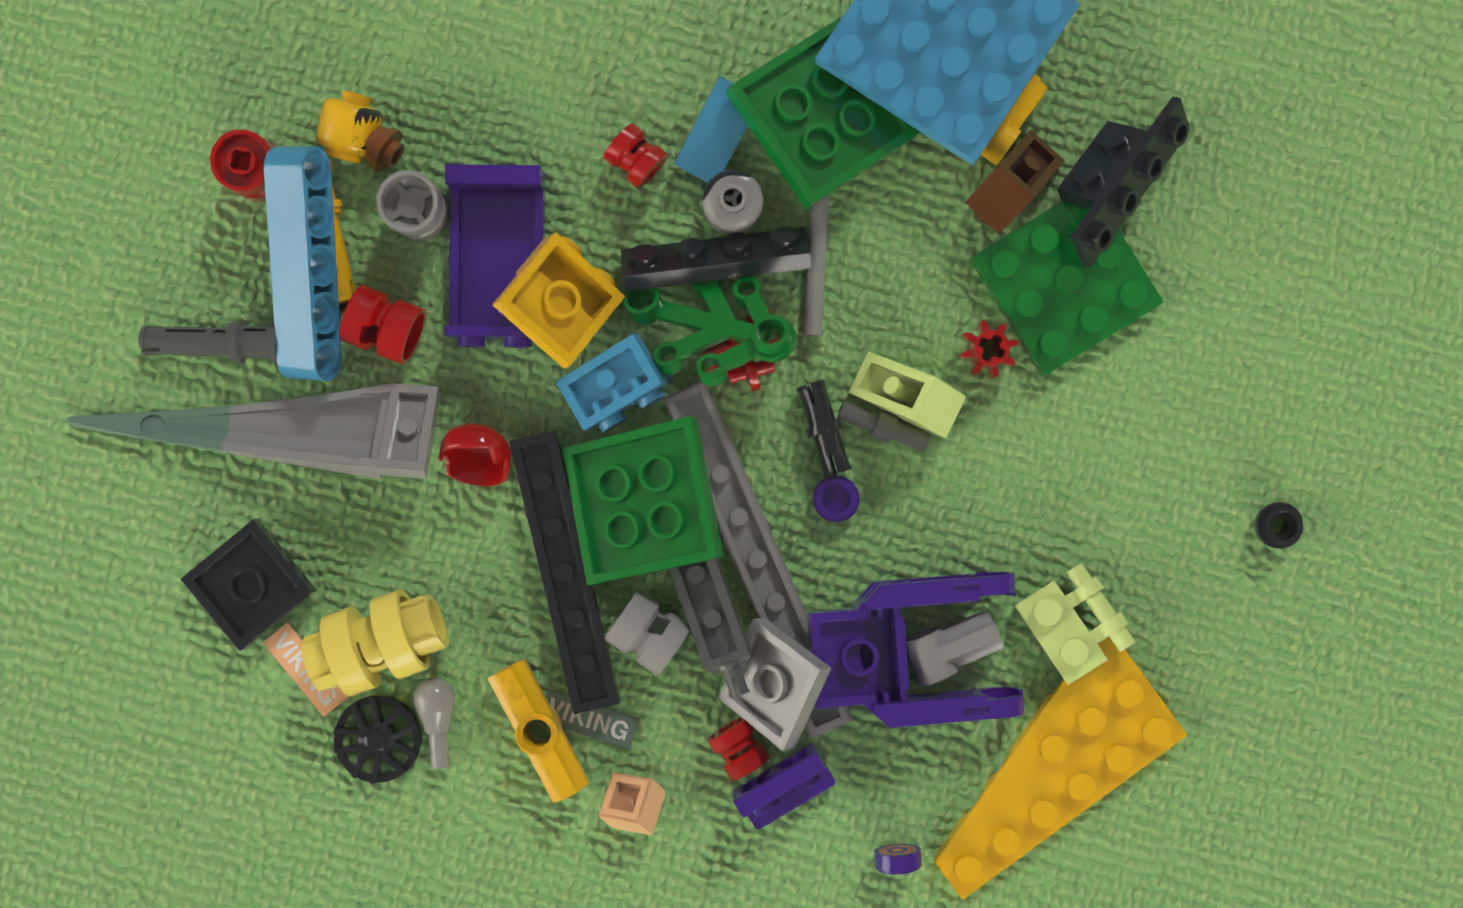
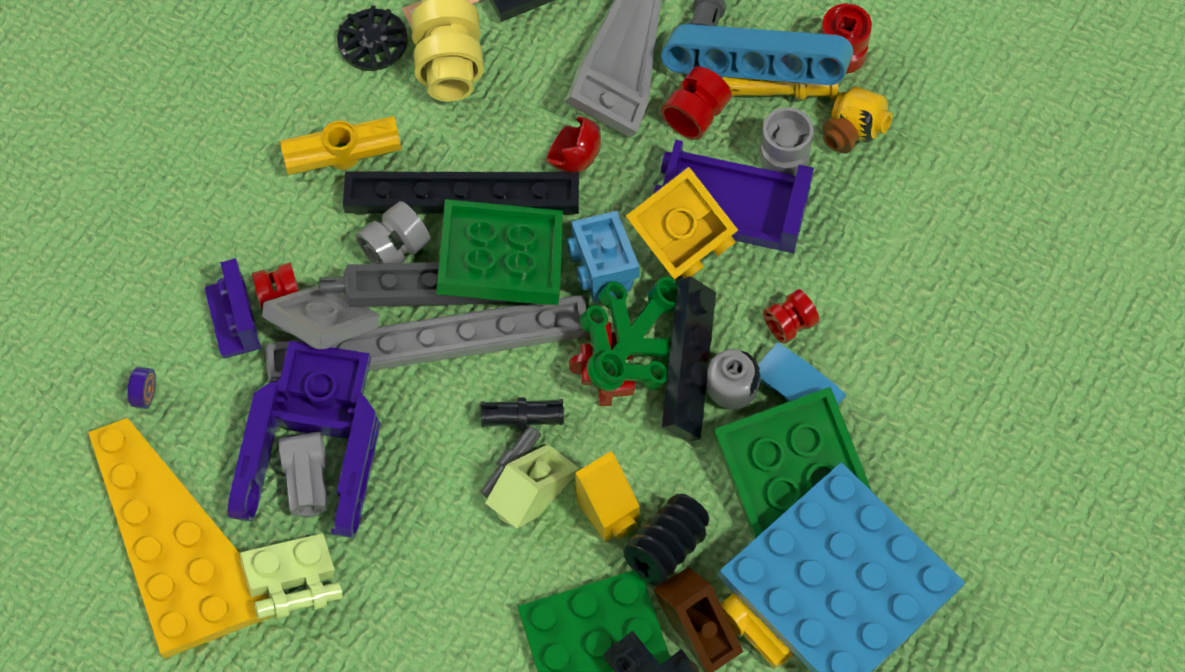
camera: 105 degrees right, 25 degrees down
(435, 704) = (384, 80): light grey piece -> none
(598, 723) = (331, 195): sand green sticker -> none
(632, 803) = (259, 202): light nougat slope -> none
(816, 275) = (663, 441): light grey bar -> none
(836, 498) = (460, 412): dark purple tile -> none
(912, 305) = (607, 498): none -> yellow slope
(941, 232) = (667, 539): none -> black piece
(1001, 347) = (554, 549): red gear -> none

